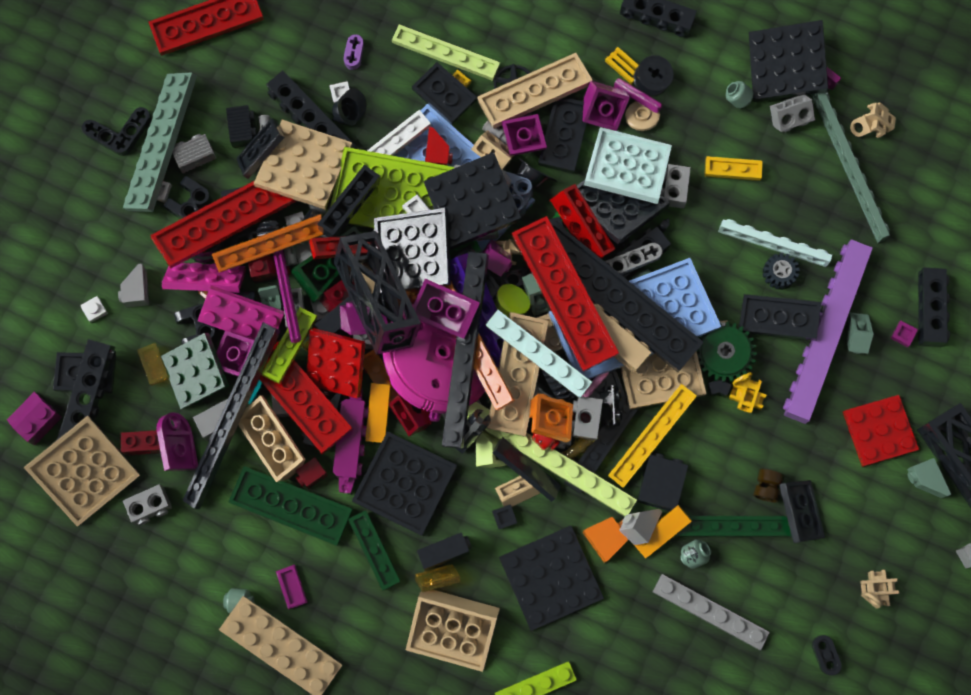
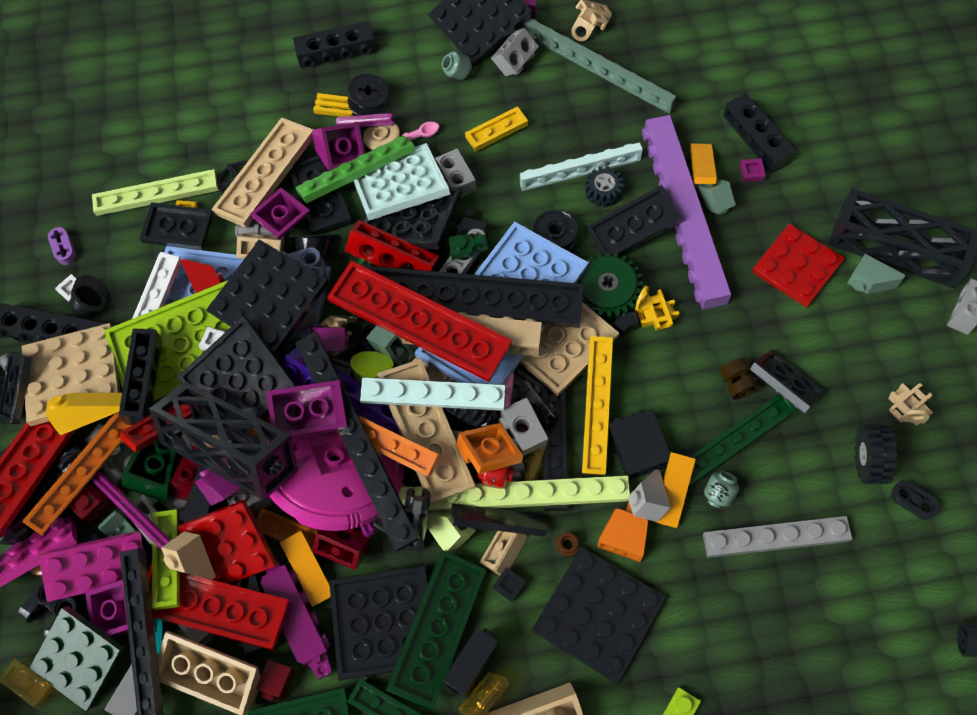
camera: 30 degrees left, 10 degrees down
(293, 198) = (80, 409): none -> yellow slope
(305, 355) = (188, 555): none -> tan slope
(436, 513) = (436, 630): none -> dark green plate
(567, 512) = (570, 537): none -> reddish brown plate
(603, 133) = (355, 169): none -> bright green plate
(638, 252) = (463, 245): none -> dark green plate
(678, 133) = (426, 130): none -> bright pink piece
(725, 276) = (557, 222): none -> black wheel
(821, 605) = (875, 454): none -> black wheel
(868, 304) = (703, 164): none -> light orange tile

